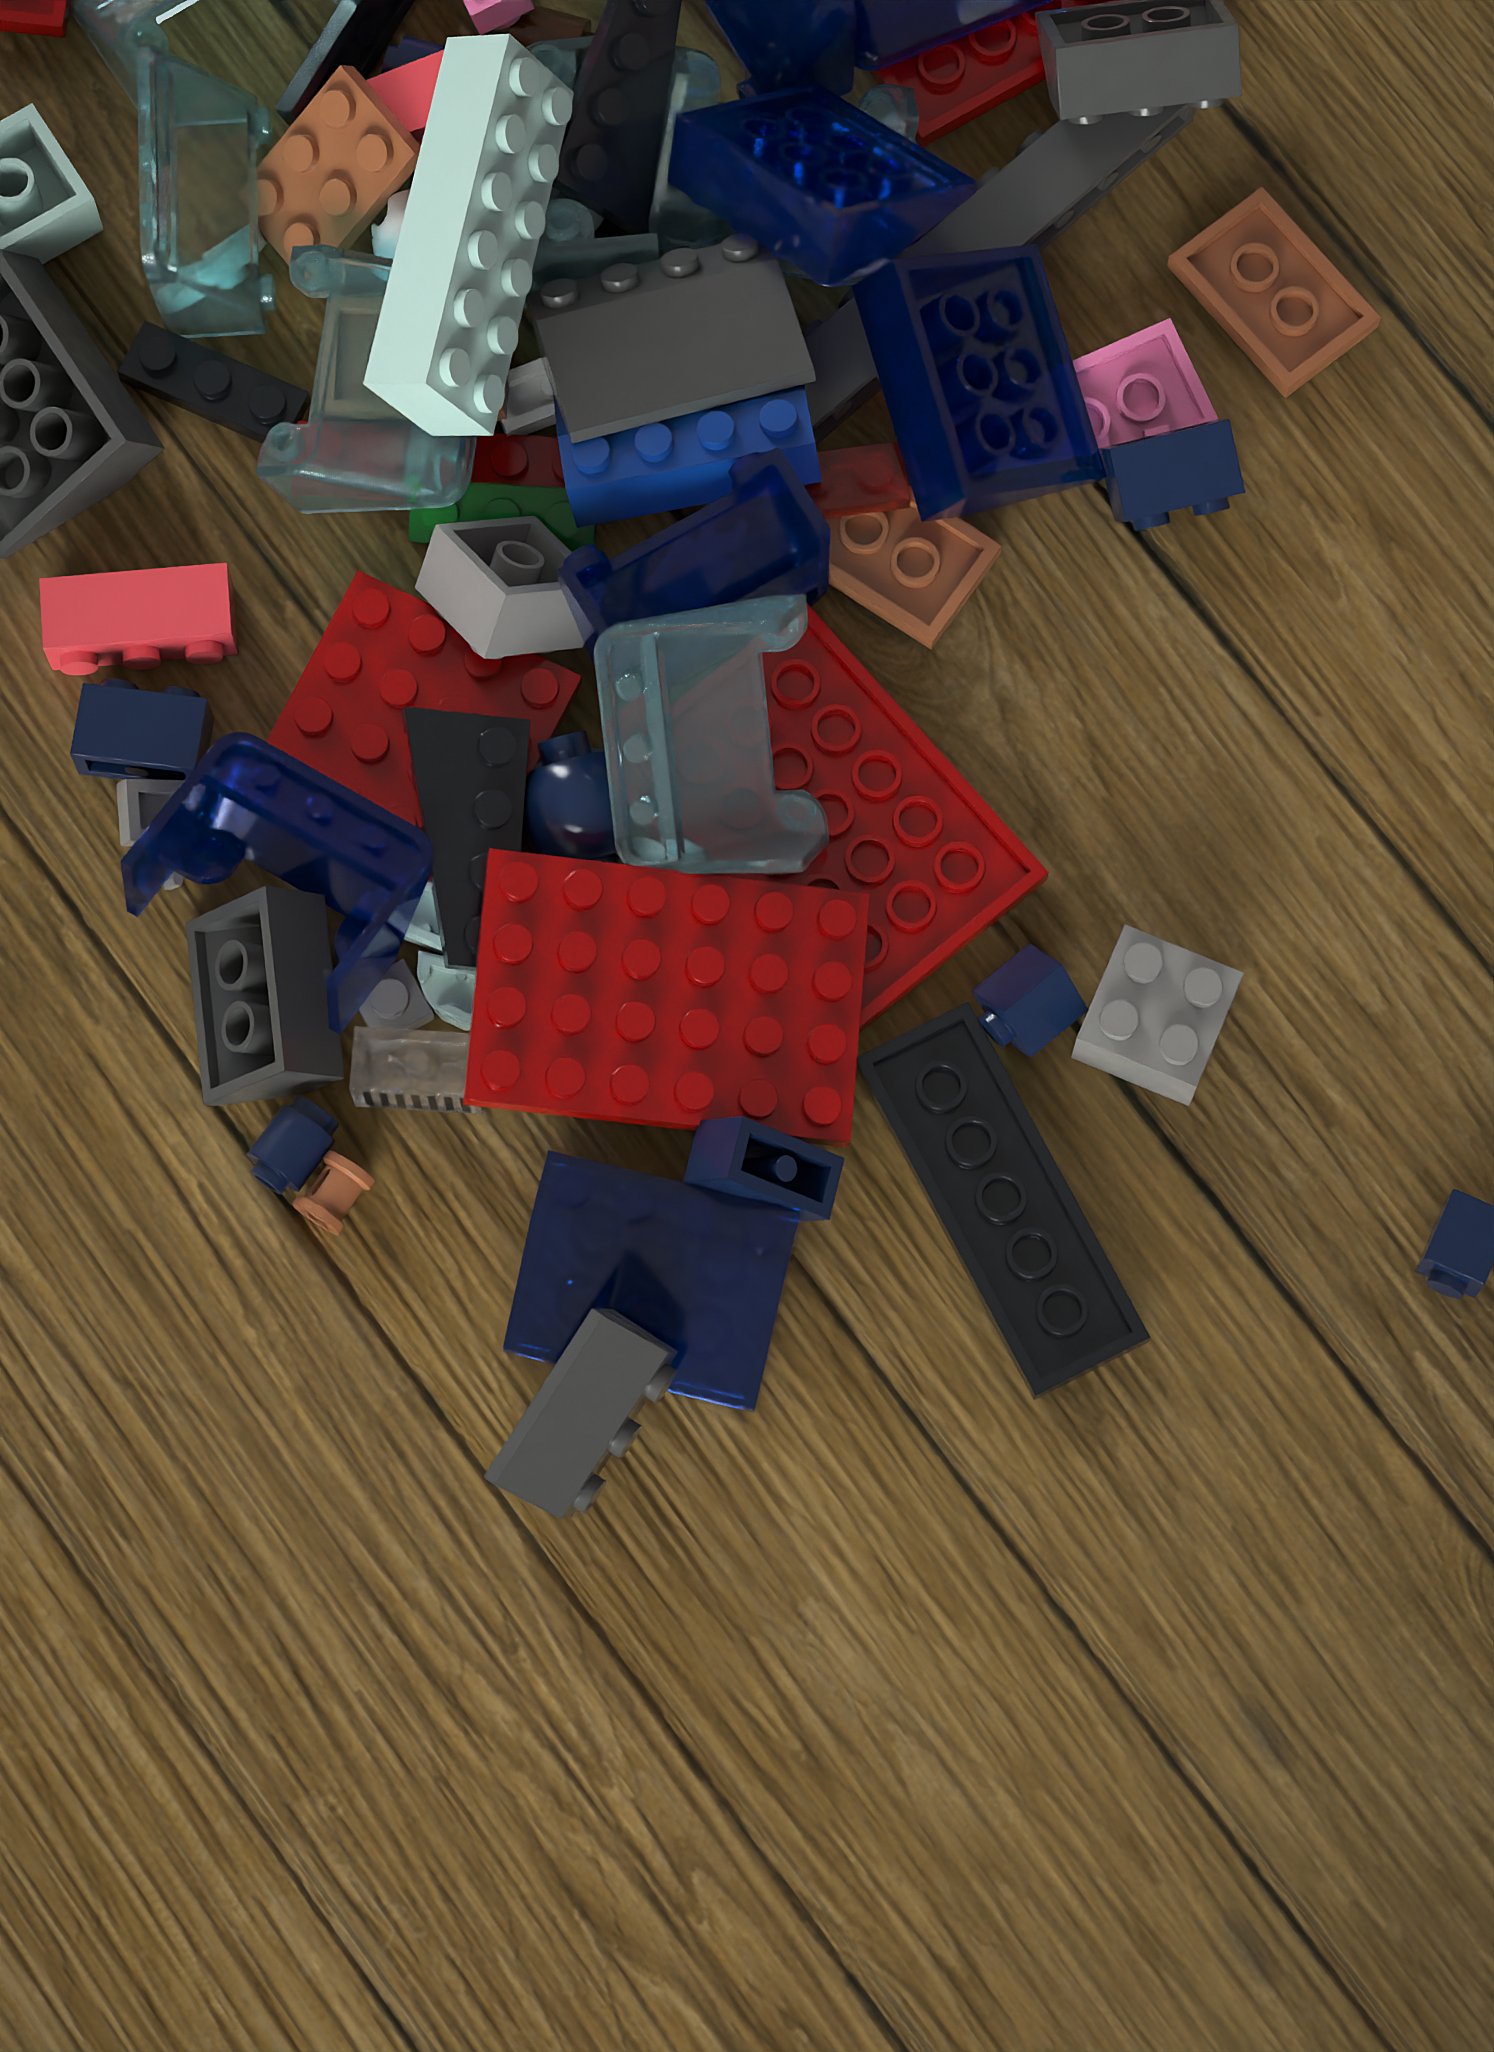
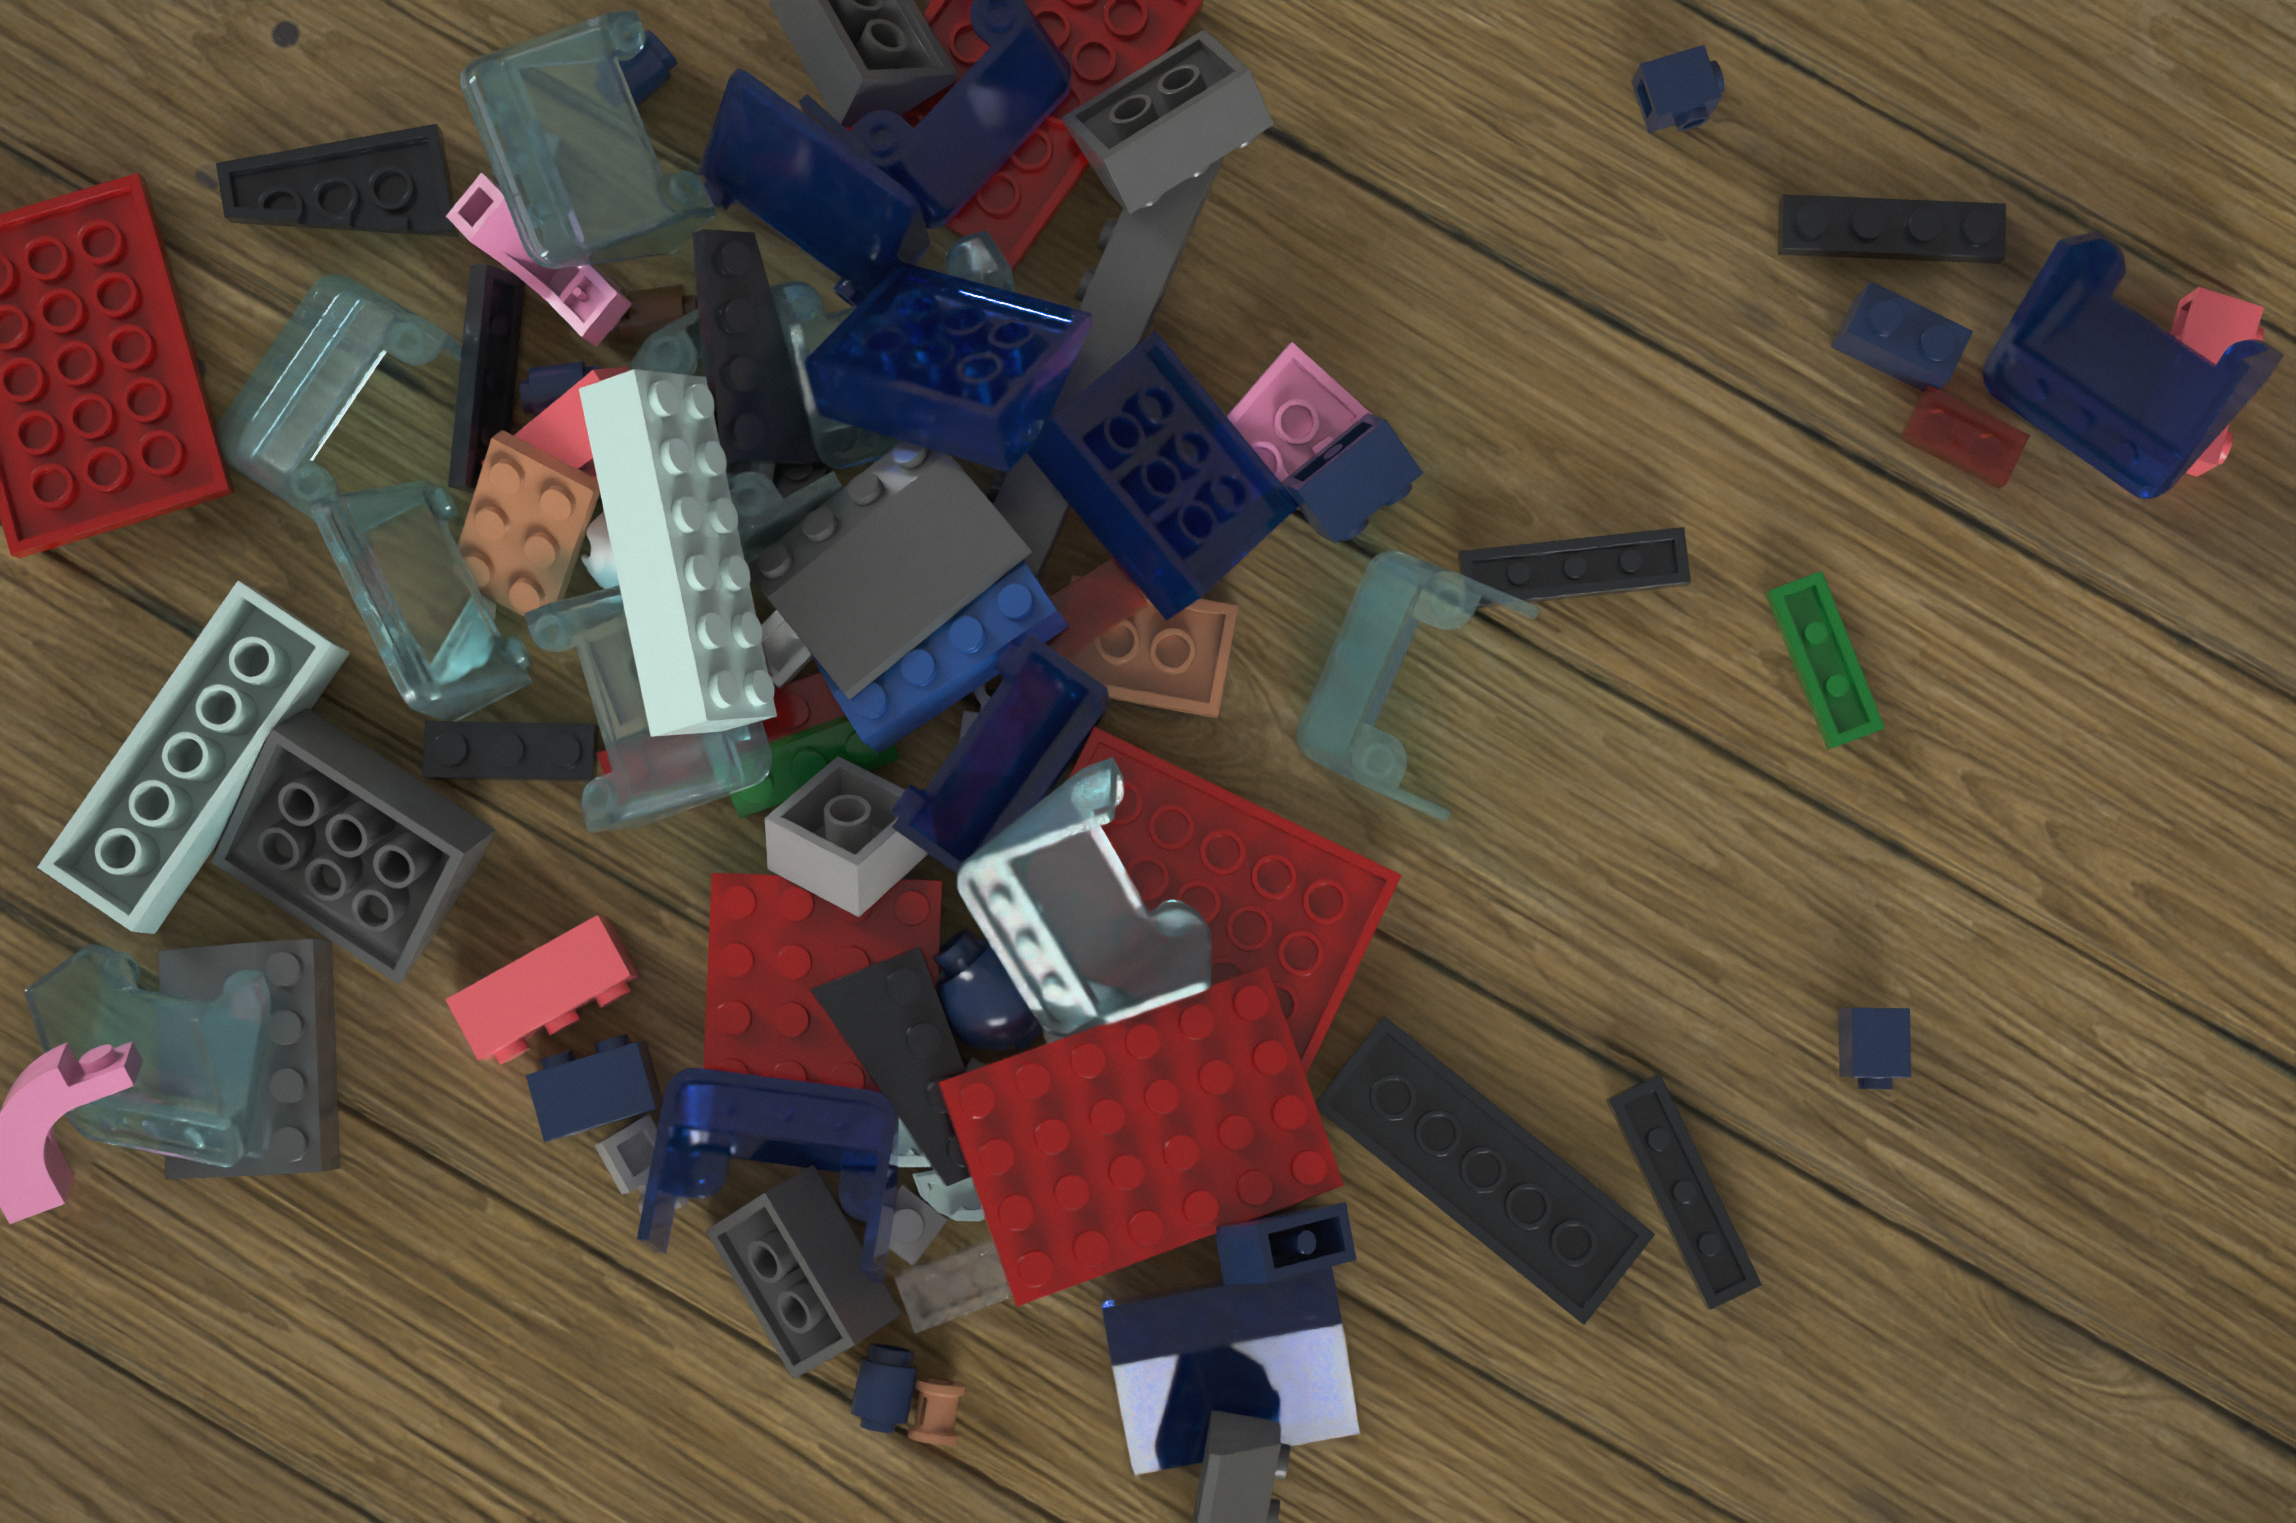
camera: 25 degrees left, 10 degrees up
(1028, 1001) = (1434, 996): dark blue brick -> none
(1050, 701) = (1365, 660): none -> clear light blue windscreen
(1156, 1015) = (1544, 958): light grey brick -> none
(1199, 1312) = (1683, 1192): none -> black plate
(1273, 292) = (1365, 276): nougat plate -> none
(1360, 655) = (1581, 566): none -> black plate

